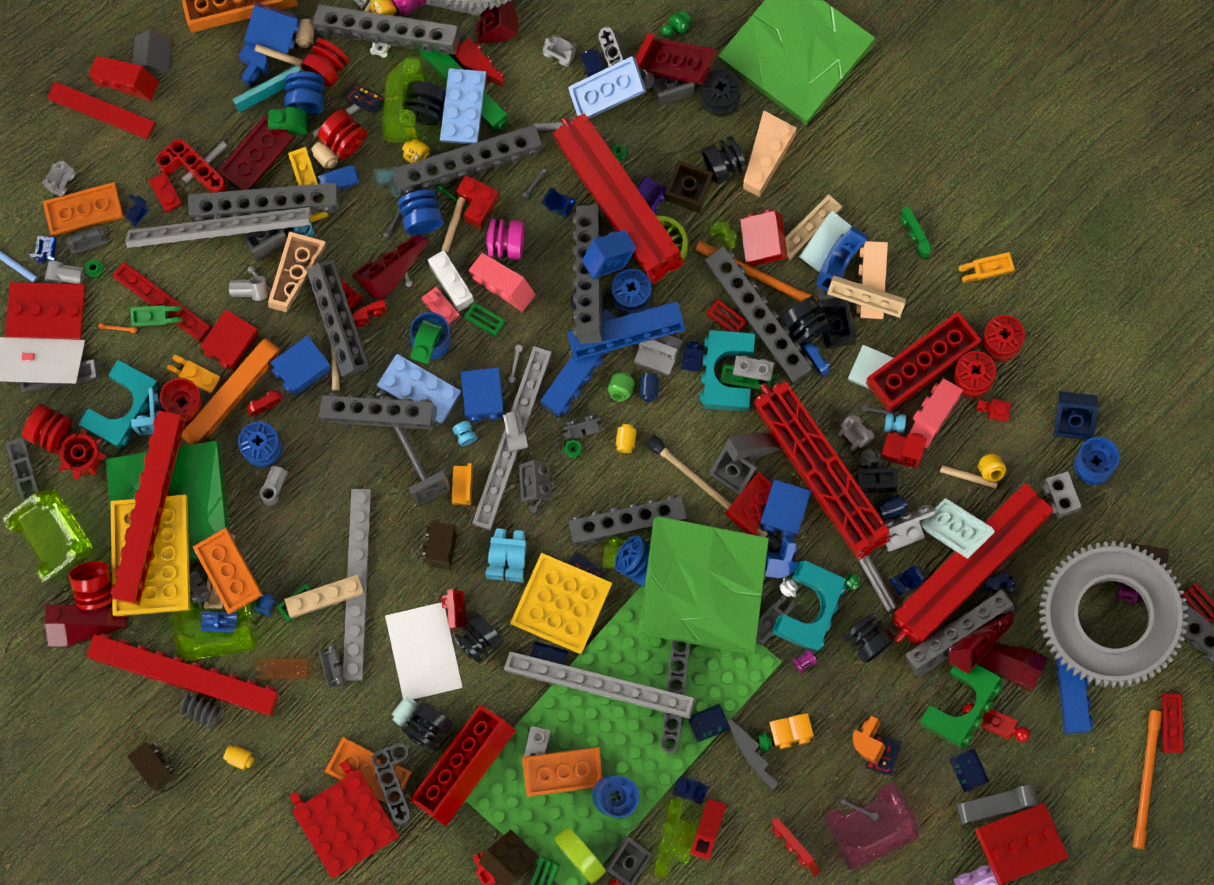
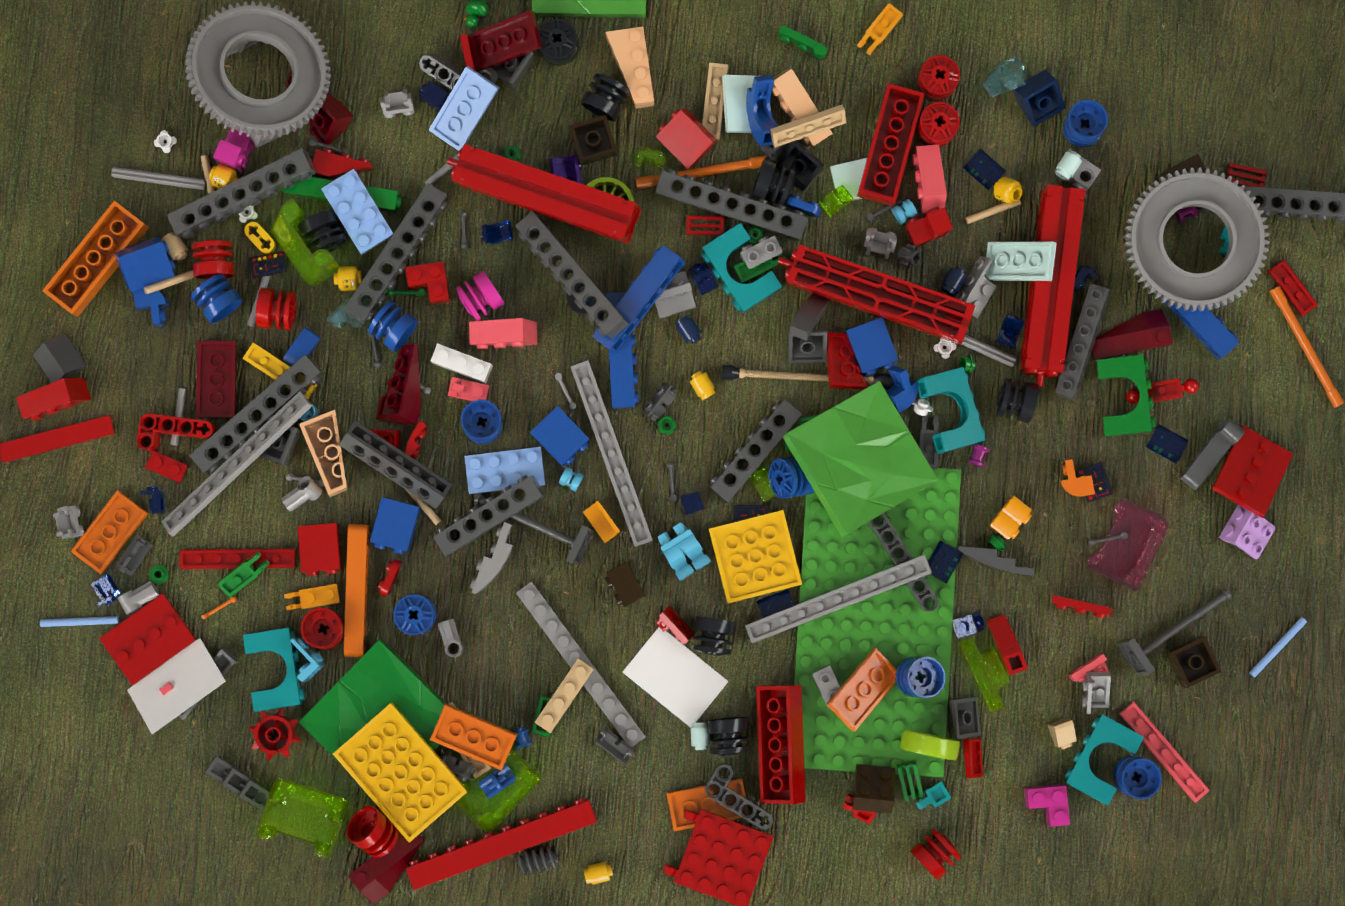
camera: 50 degrees left, 10 degrees up
(46, 428) = (226, 735): red wheel -> none
(148, 508) = (370, 737): red brick -> none
(263, 90) = (180, 319): teal tile -> none
(283, 668) = (576, 777): clear orange hinge -> none
(291, 118) = (222, 328): green brick -> none
(325, 155) = (274, 337): tan brick -> none
(347, 454) = (489, 567): none -> light grey slope
(370, 74) = (263, 235): none -> yellow beam
(425, 340) = (485, 430): green brick -> none
(453, 224) = (425, 314): tan bar -> none
(472, 31) = (313, 142): none -> dark grey hinge
(497, 327) = (512, 381): green tile -> none
(515, 435) = (616, 451): light grey piece -> none
(534, 481) = (657, 475): dark grey bracket -> none
(544, 523) = (692, 503): none -> clear blue brick
(608, 253) = (579, 247): blue brick -> none
(621, 386) = (666, 346): bright green head -> none
(632, 301) = (607, 271): blue wheel -> none
(761, 348) = (758, 230): none -> green plate
(839, 551) = (944, 352): none -> white plate
(846, 373) = (836, 200): none -> clear neon green bracket
(877, 480) = (927, 268): black brick -> none
(976, 645) = (1104, 342): dark red wedge -> none
(987, 438) = (984, 169): none -> clear blue piece
(997, 410) = (974, 139): red plate -> none
(1055, 482) = (1068, 165): none -> light aqua brick
(1059, 378) = (1006, 77): none -> clear light blue slope

